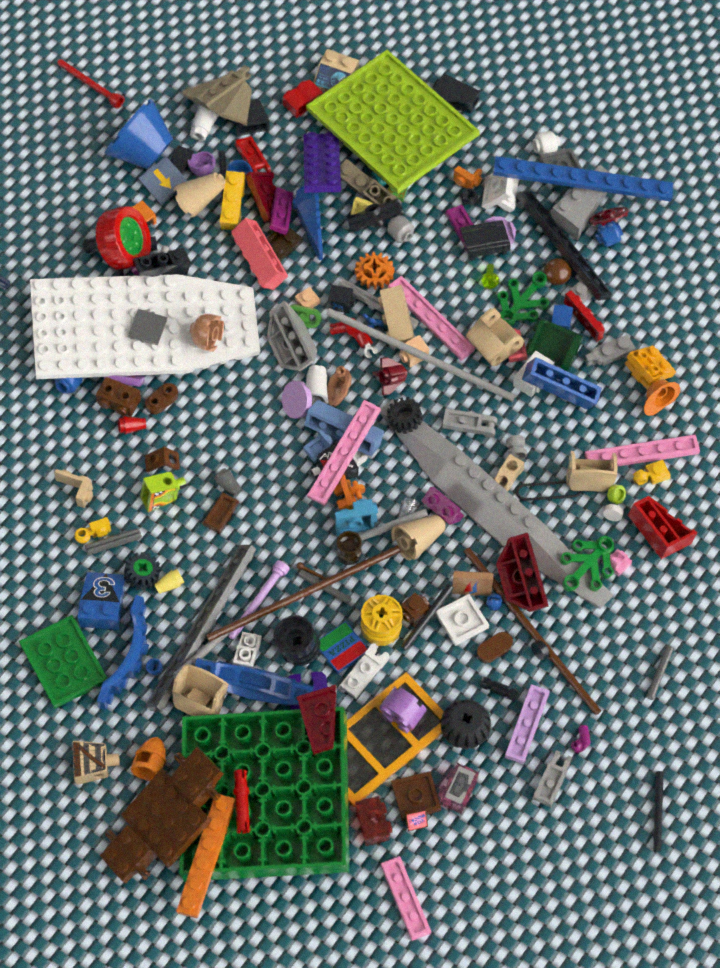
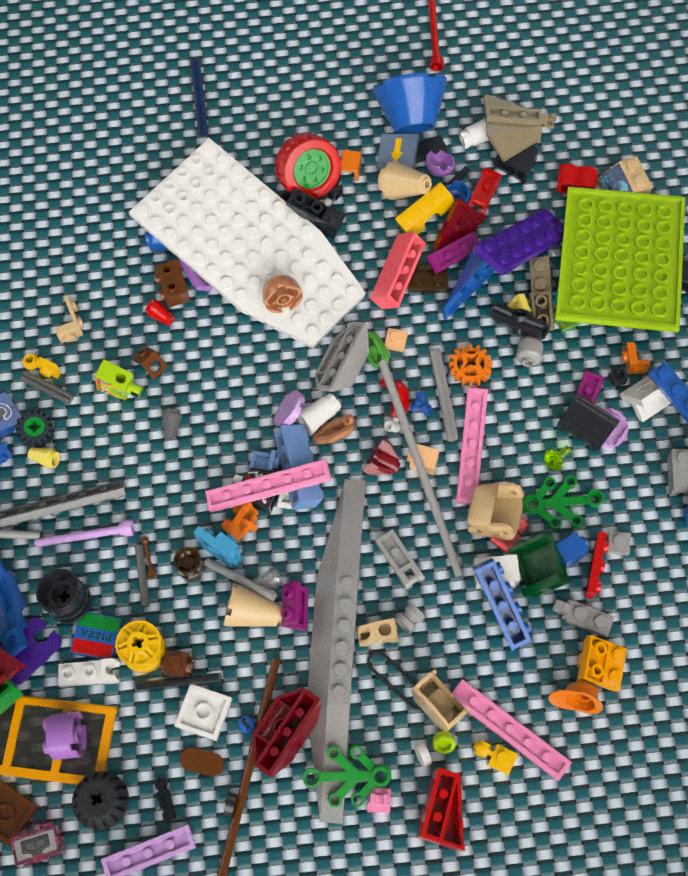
camera: 55 degrees right, 5 degrees up
(147, 327) = (248, 249): dark grey piece -> none
(162, 397) = (204, 316): reddish brown plate -> none
(221, 513) = (141, 441): reddish brown tile -> none
(247, 649) = (30, 566): white slope -> none
(303, 593) = (119, 565): reddish brown piece -> none
(341, 299) = (418, 363): black brick -> none
(396, 313) = (441, 417): tan brick -> none
(404, 406) = (352, 513): black tyre -> none
(472, 583) = (239, 692): medium nougat tile -> none
(557, 271) = (618, 506): reddish brown hair -> none
(564, 245) = (649, 491): black tile -> none

